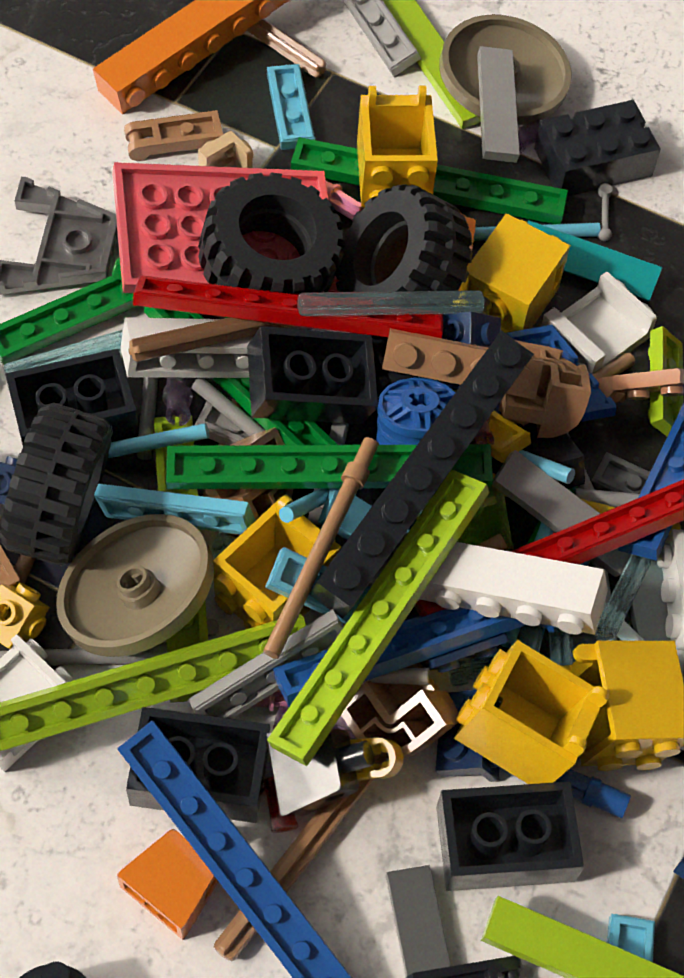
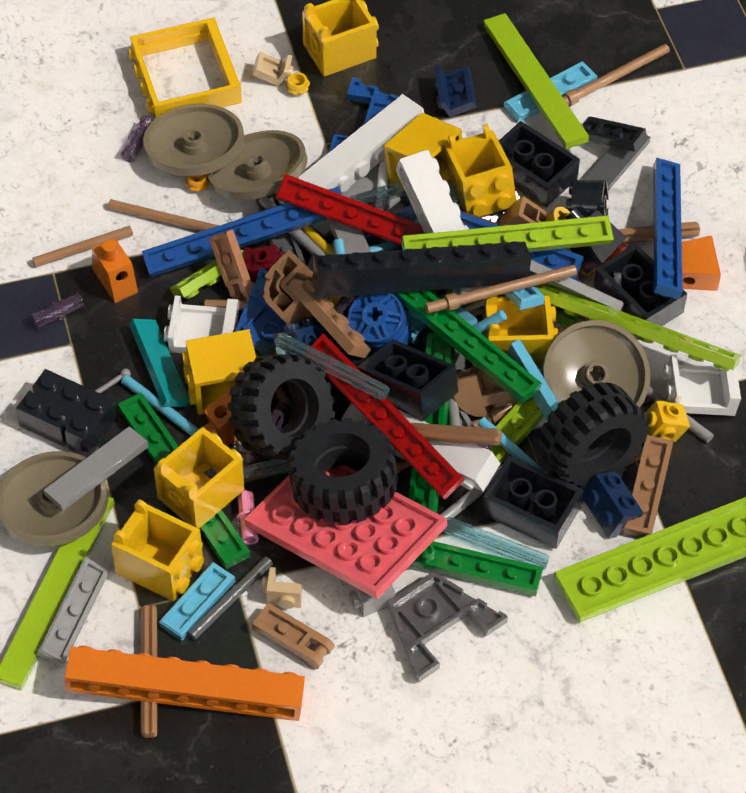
camera: 130 degrees left, 5 degrees down
(265, 122) = (218, 609): none -> dark grey bar
(345, 73) = (157, 551): none -> yellow container
(378, 830) = (588, 196): none -> black brick
(630, 434) = (261, 257): none -> dark red brick

